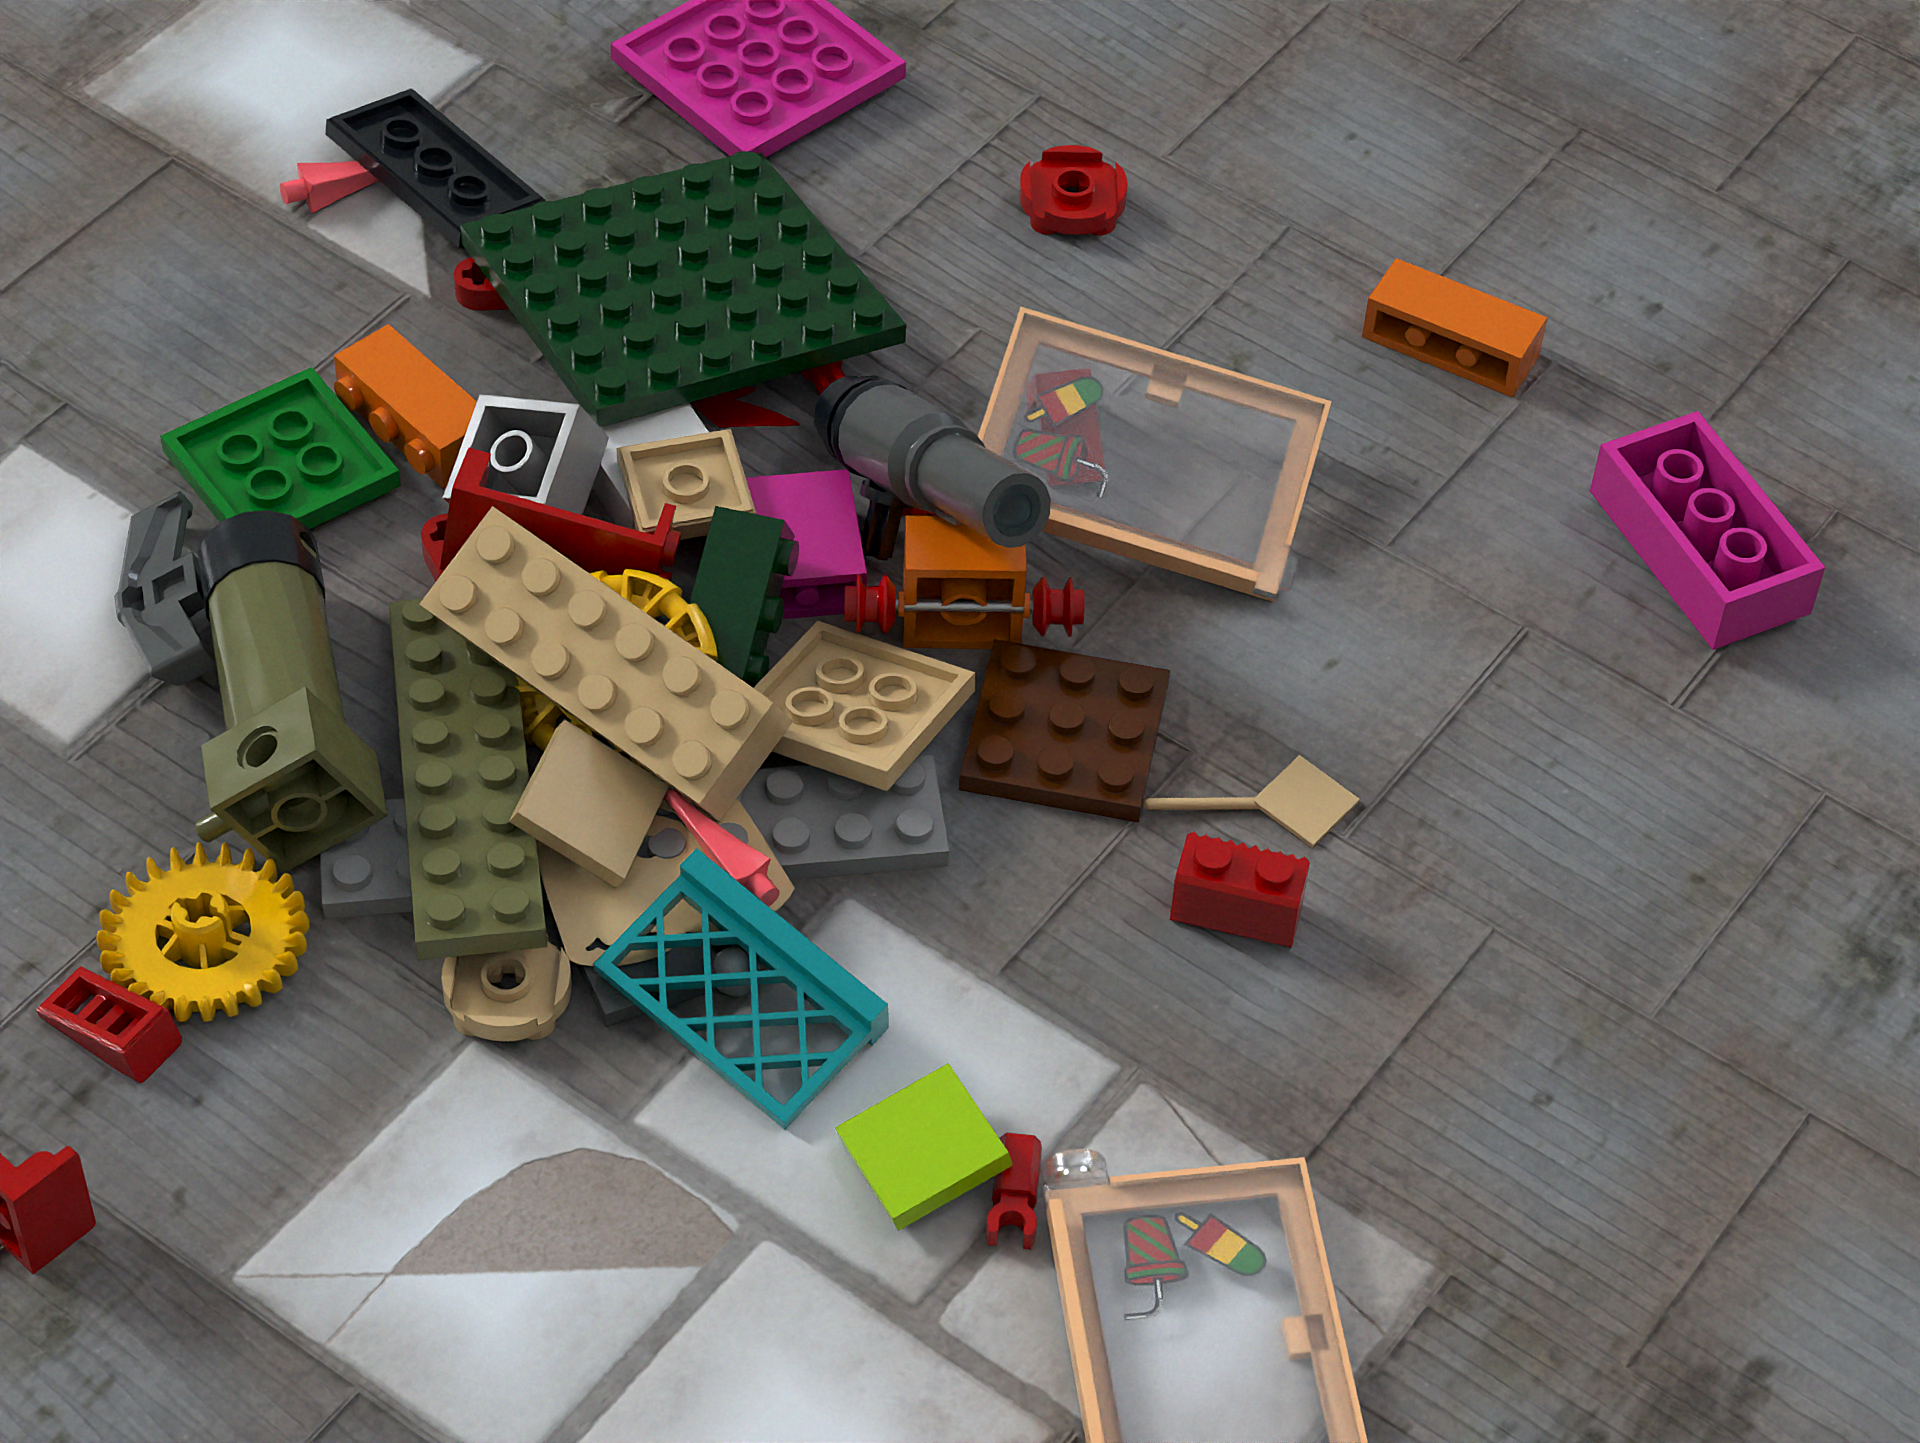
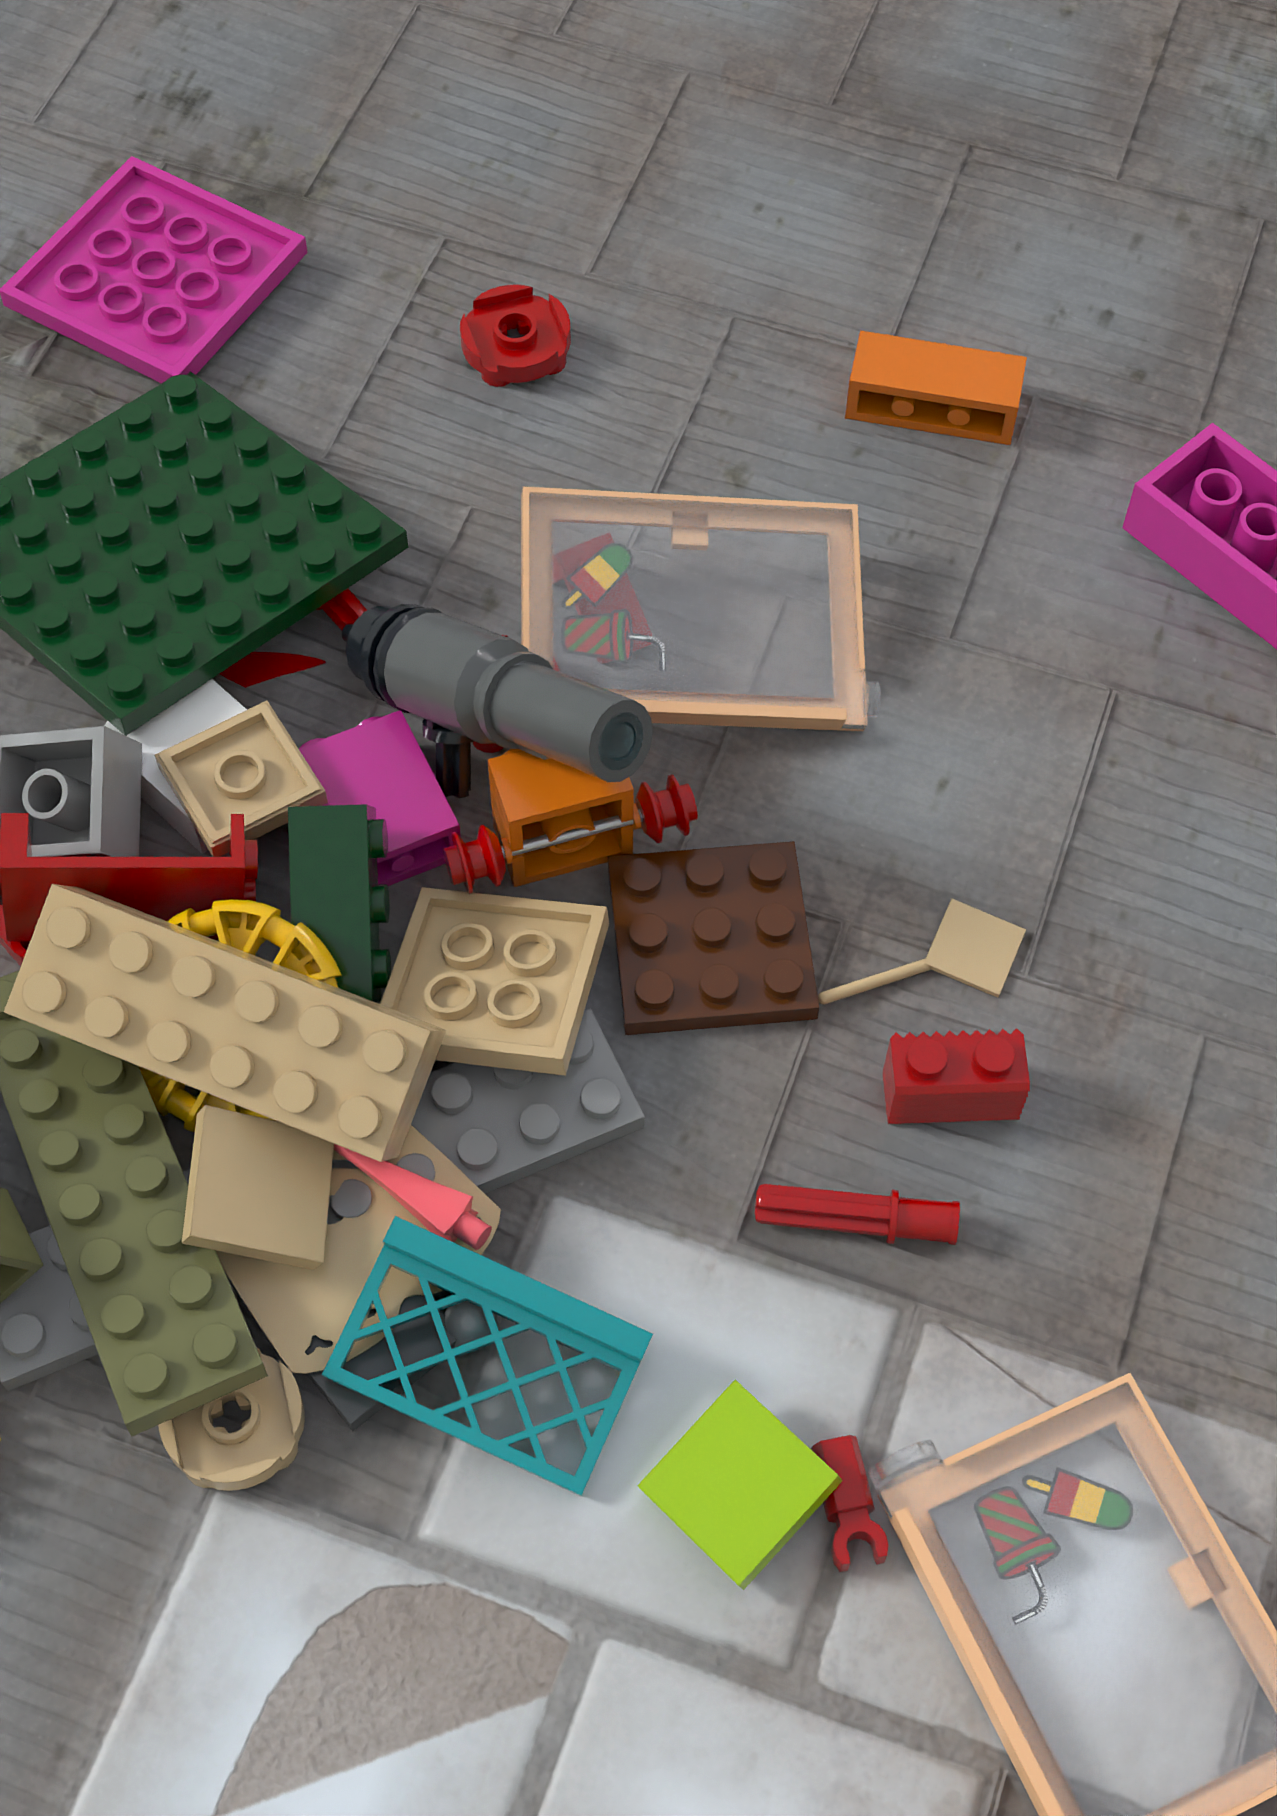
camera: 15 degrees left, 10 degrees up
(1112, 977) = (858, 1213): none -> red axle

